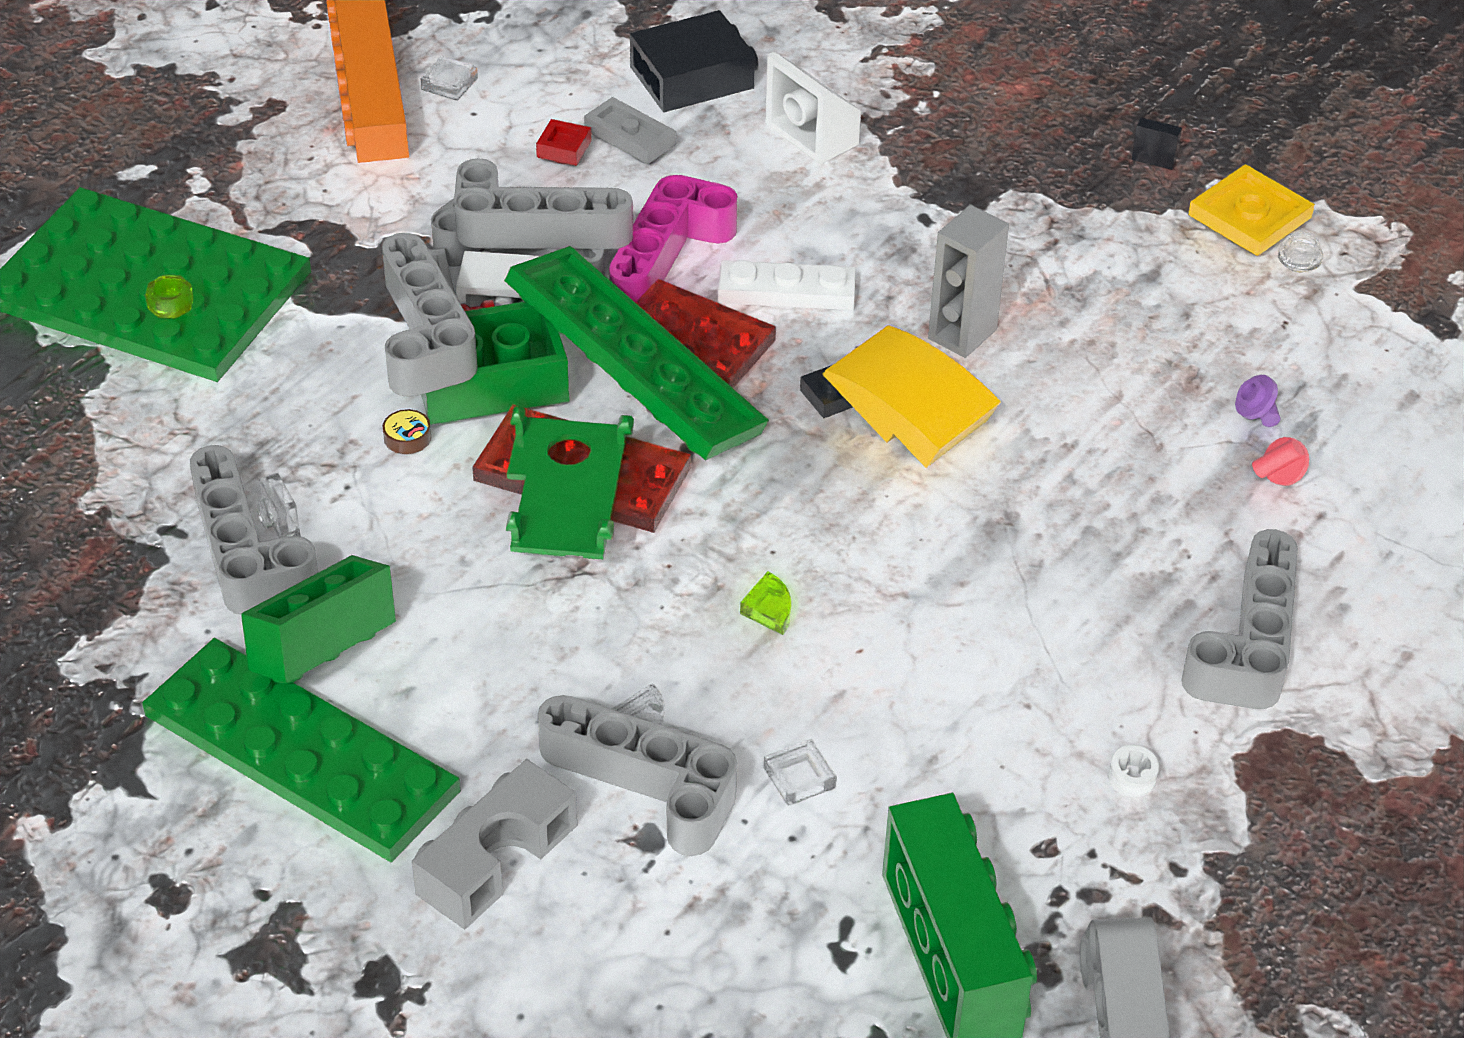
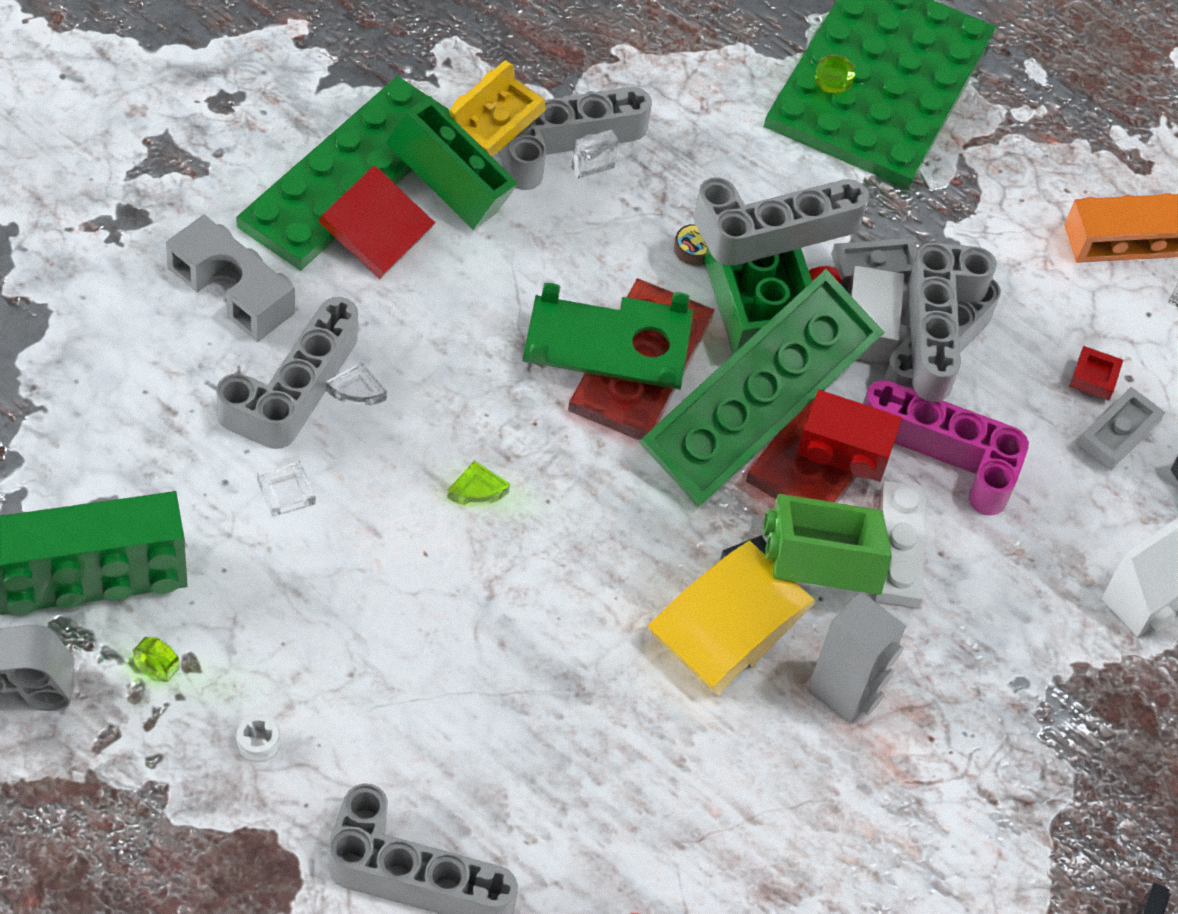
camera: 85 degrees right, 10 degrees up
(247, 561) = (497, 108): none -> yellow bracket
(397, 703) = (376, 222): none -> red tile
(690, 290) = (849, 435): none -> red brick
(811, 289) = (827, 544): none -> bright green window
(1065, 863) = (156, 659): none -> clear neon green tile

